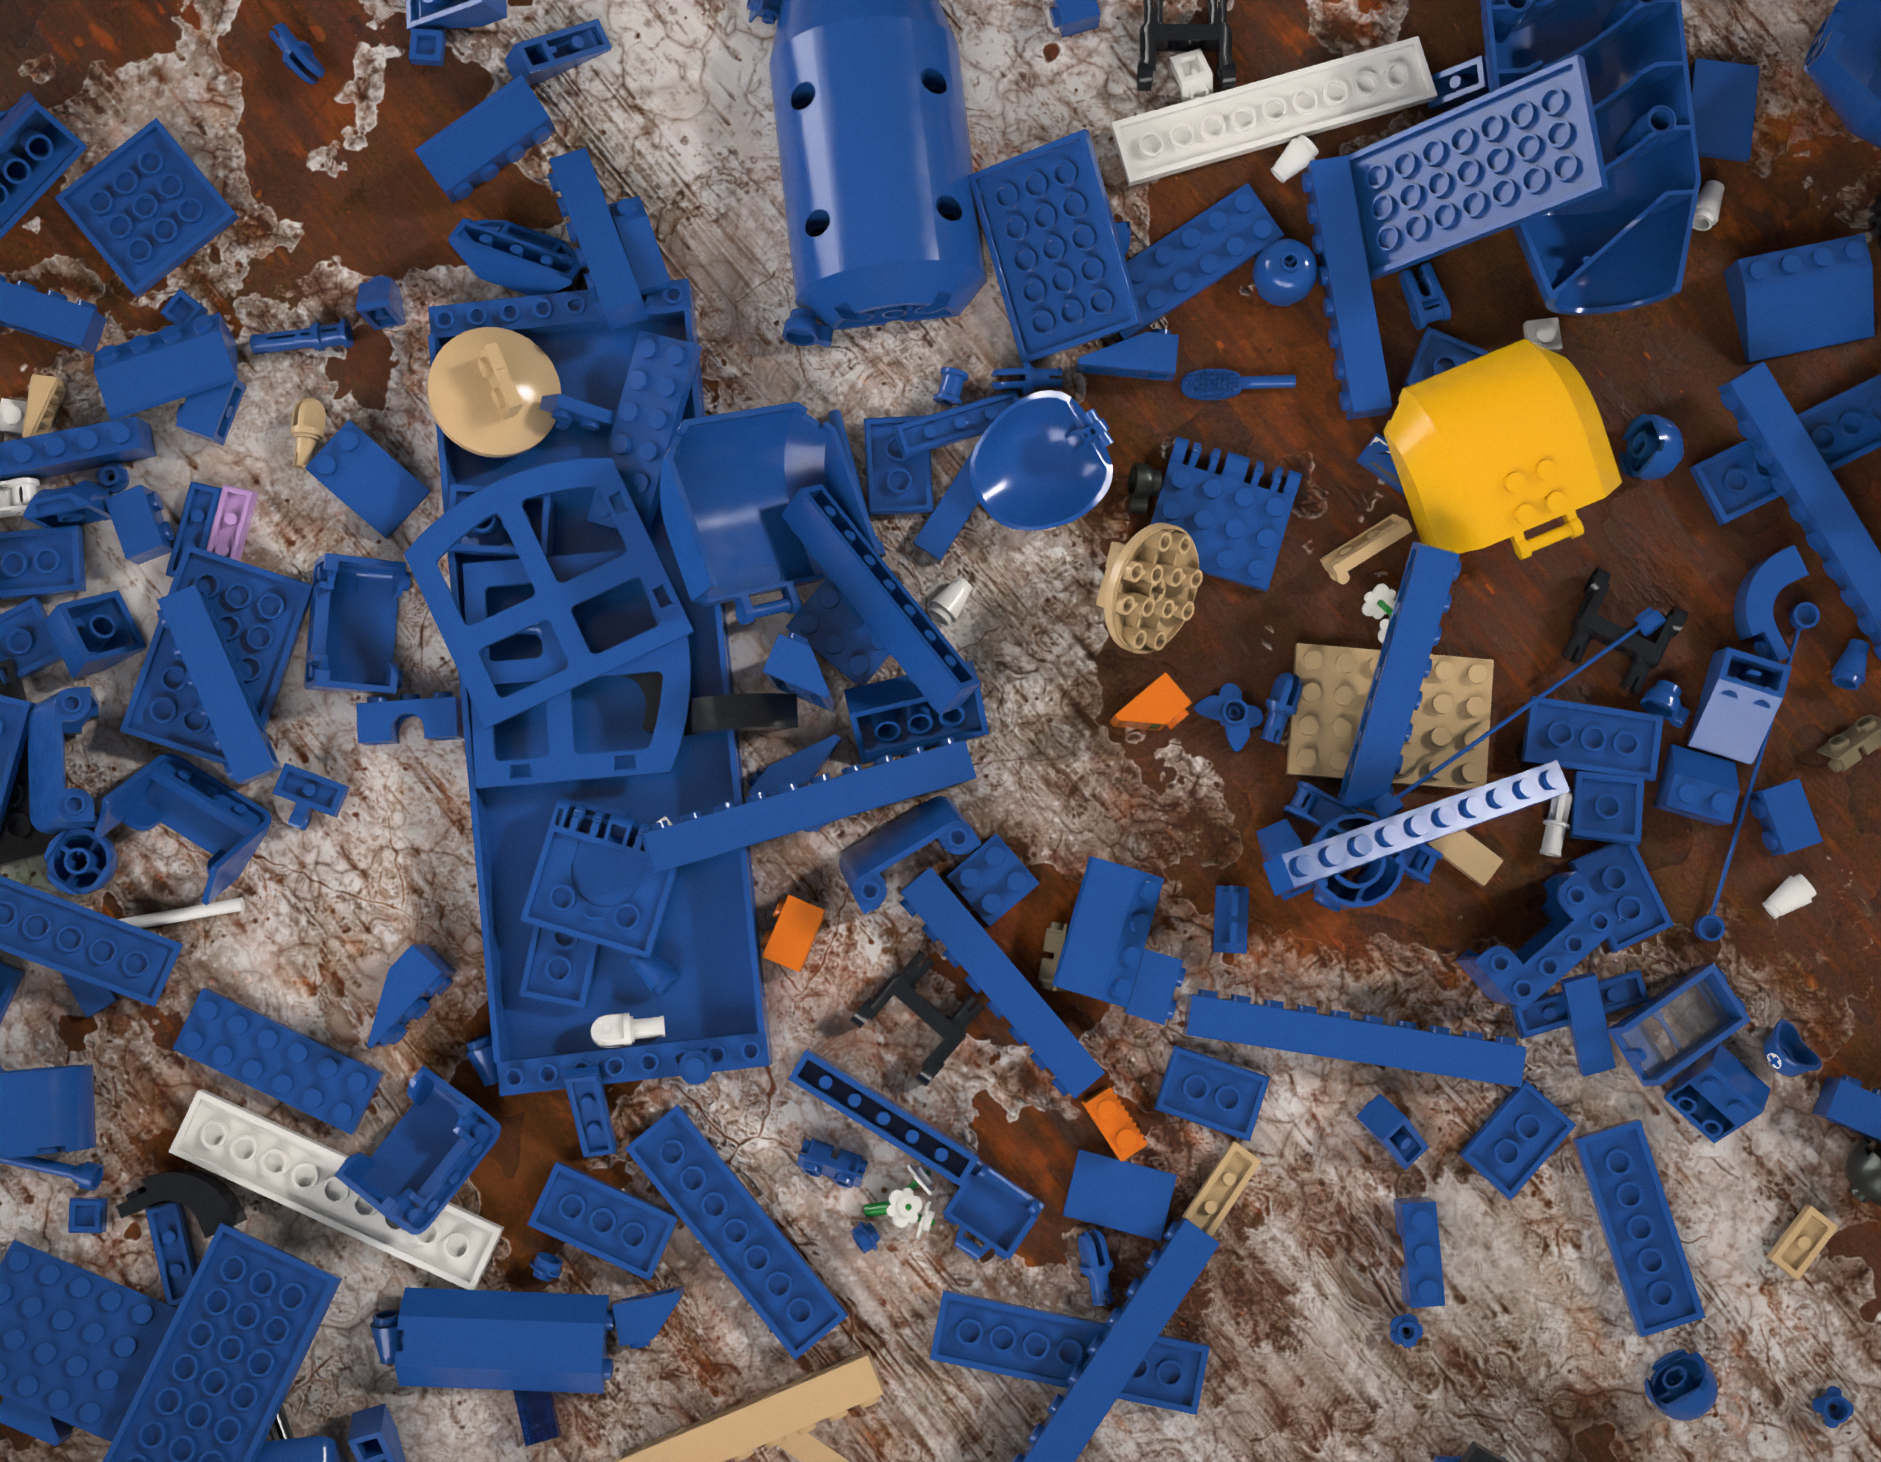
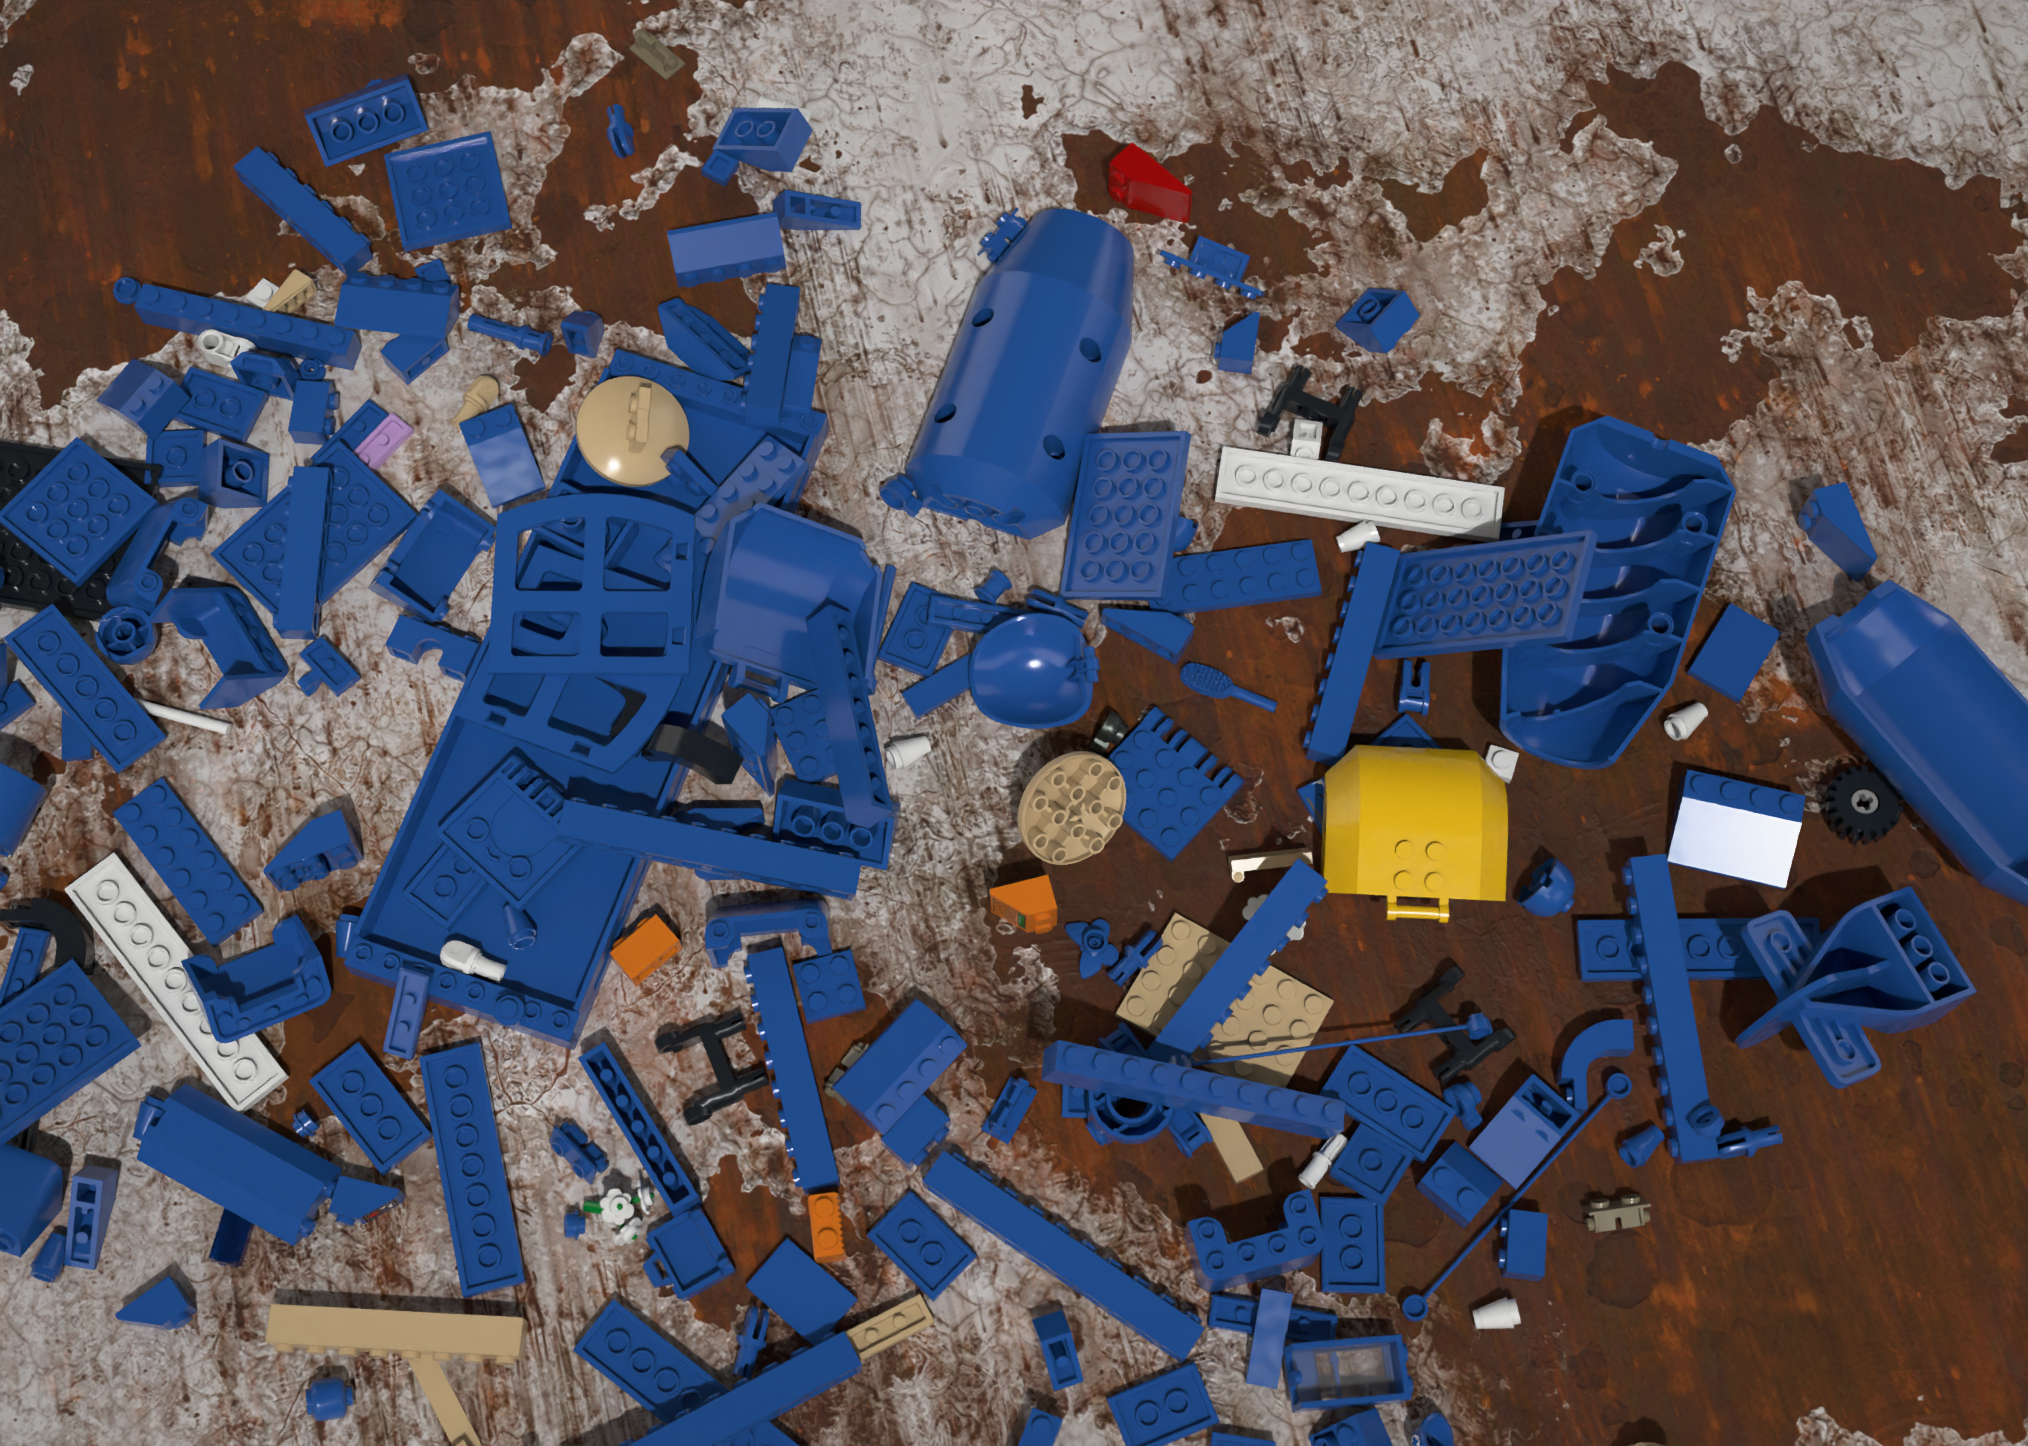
camera: 25 degrees right, 15 degrees down
(1285, 272) = (1308, 620): blue cylinder -> none

